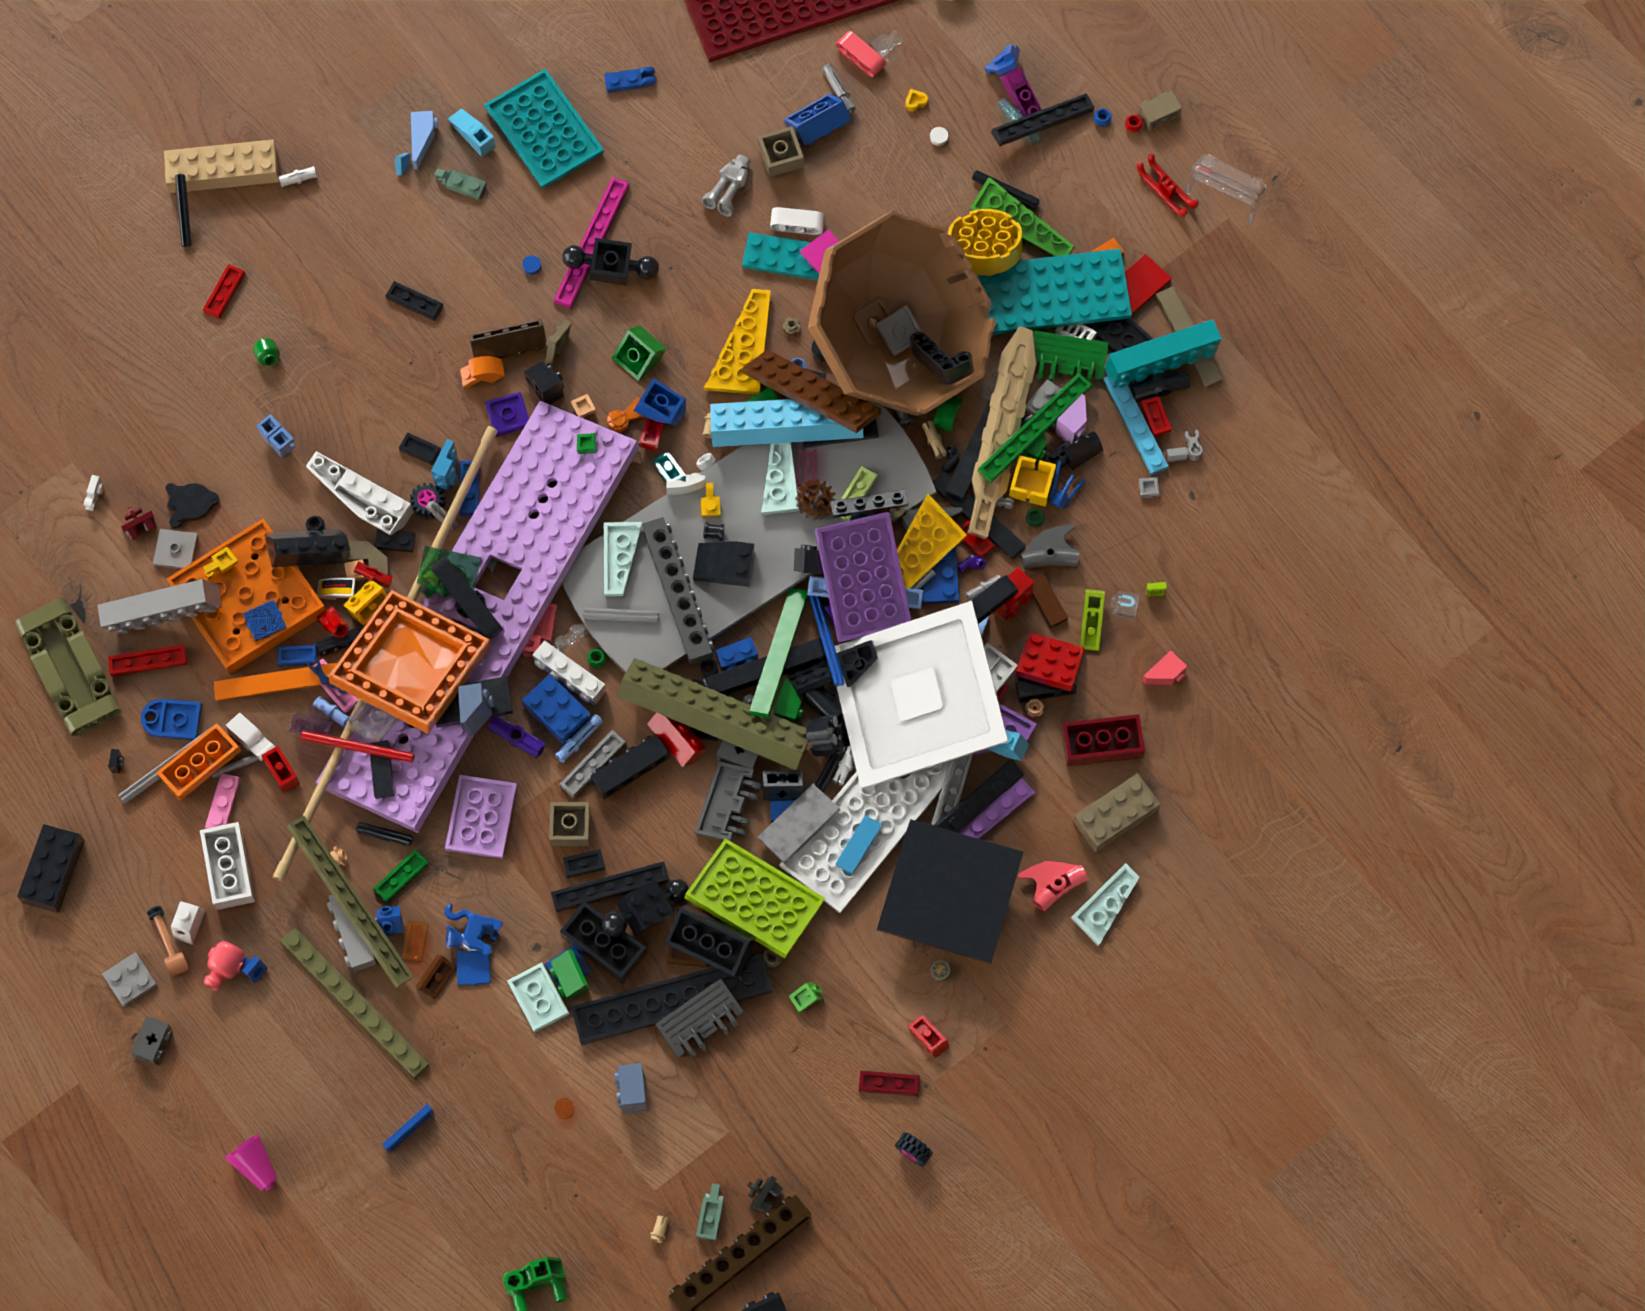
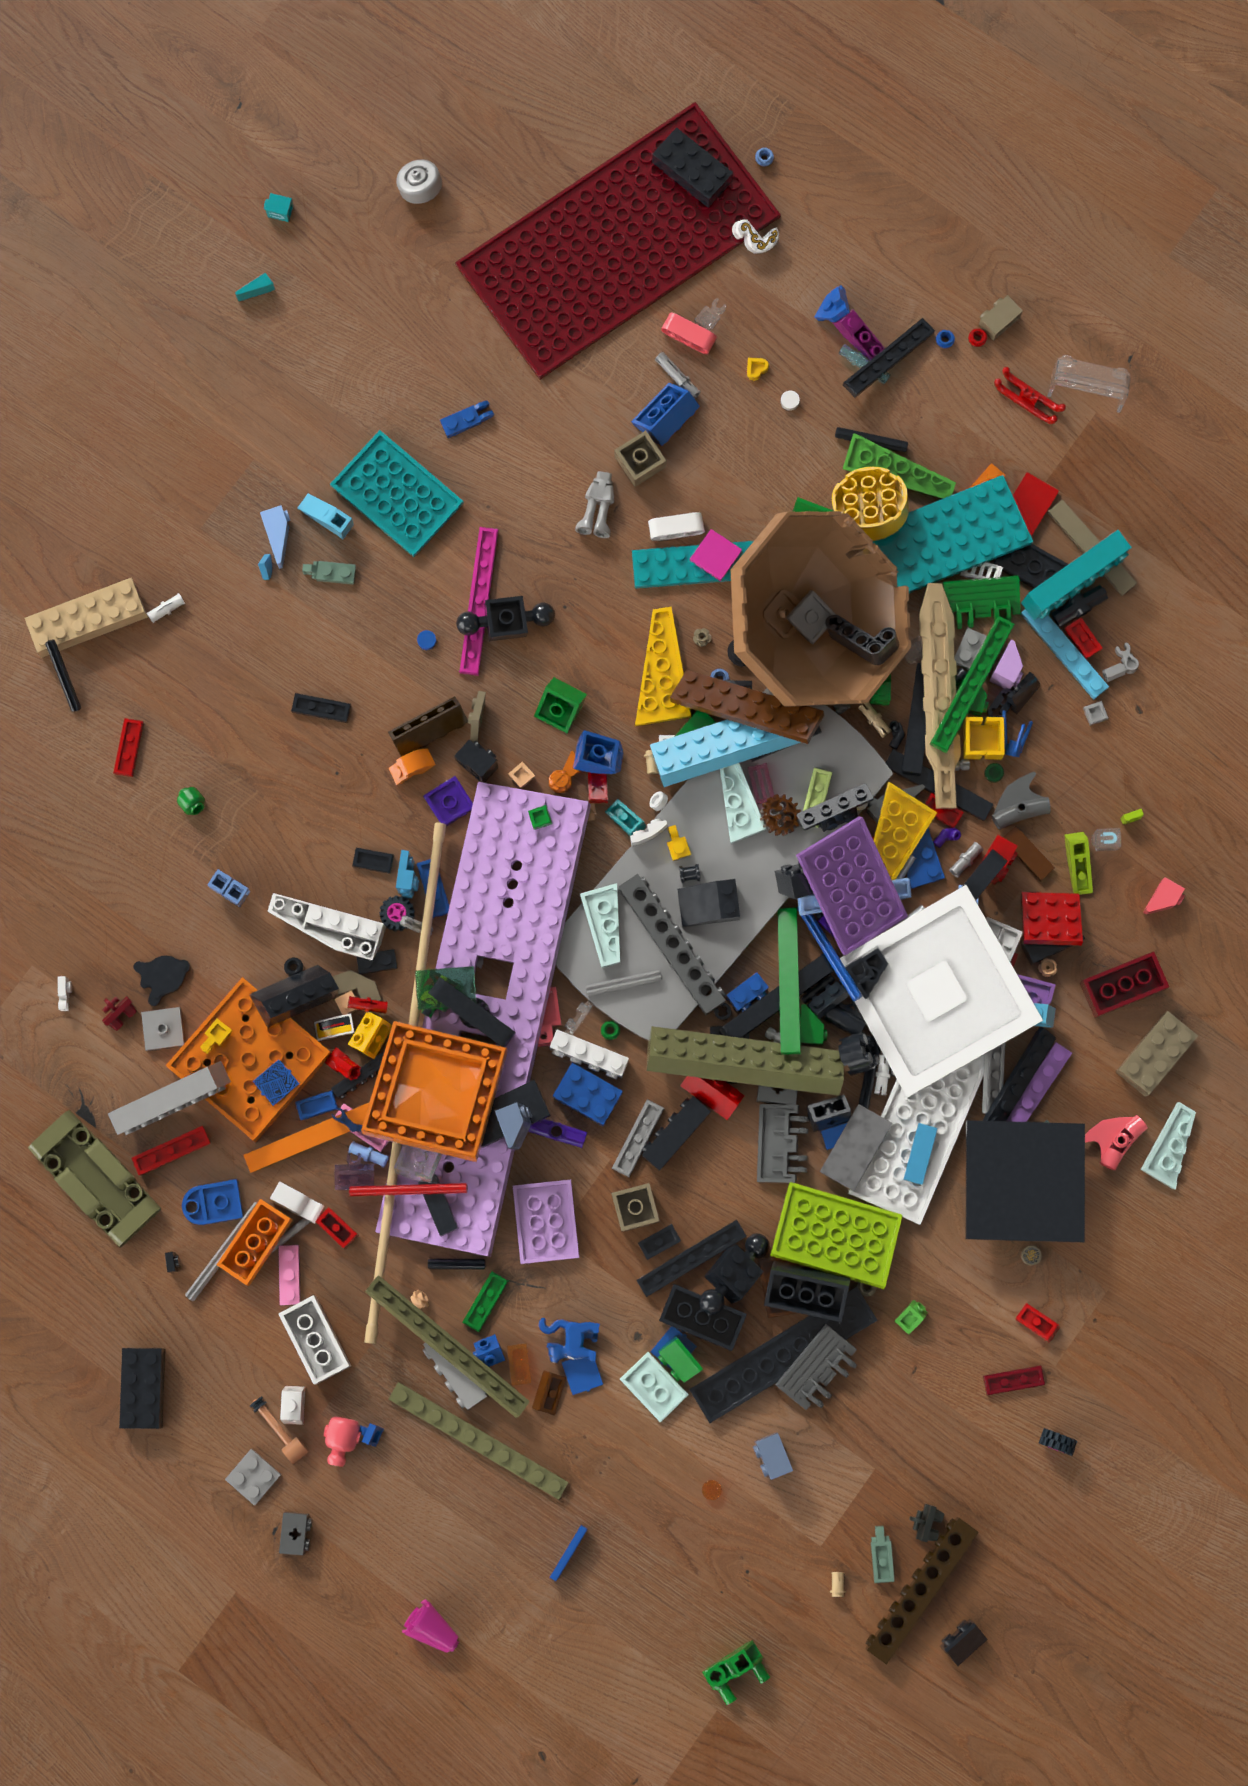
camera: 15 degrees left, 10 degrees up
(574, 743) = (619, 1112): light blue pin -> none

